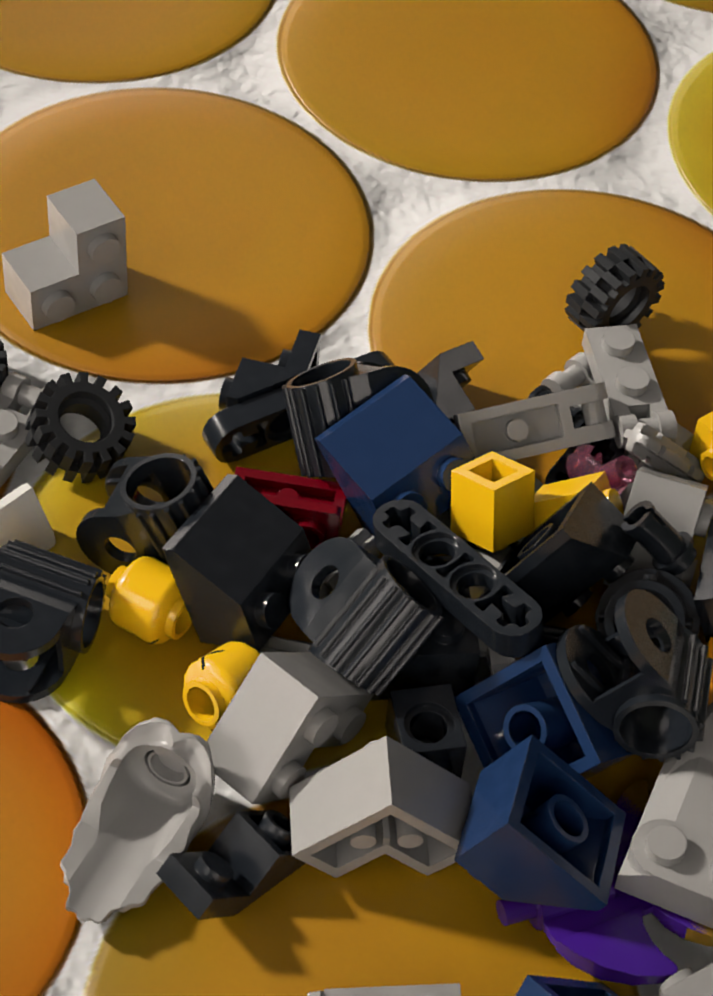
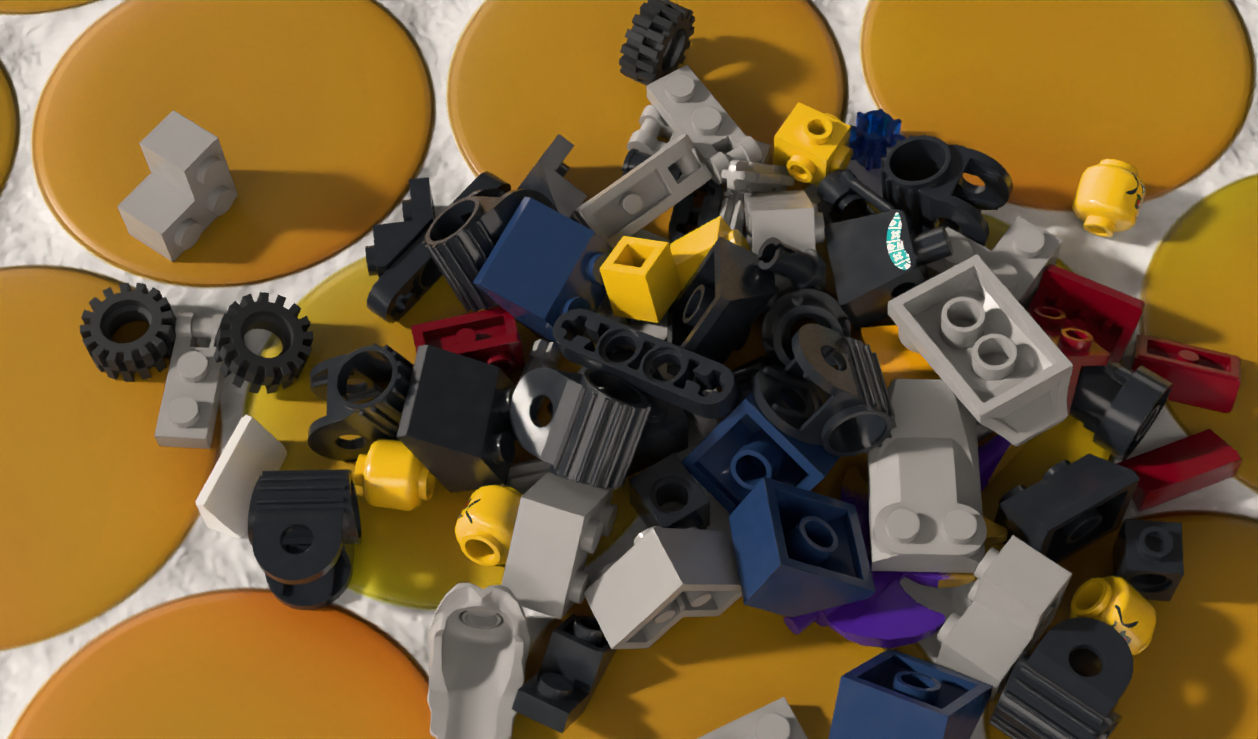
camera: 15 degrees left, 10 degrees up
(619, 471) = (697, 213): clear pink arm -> none

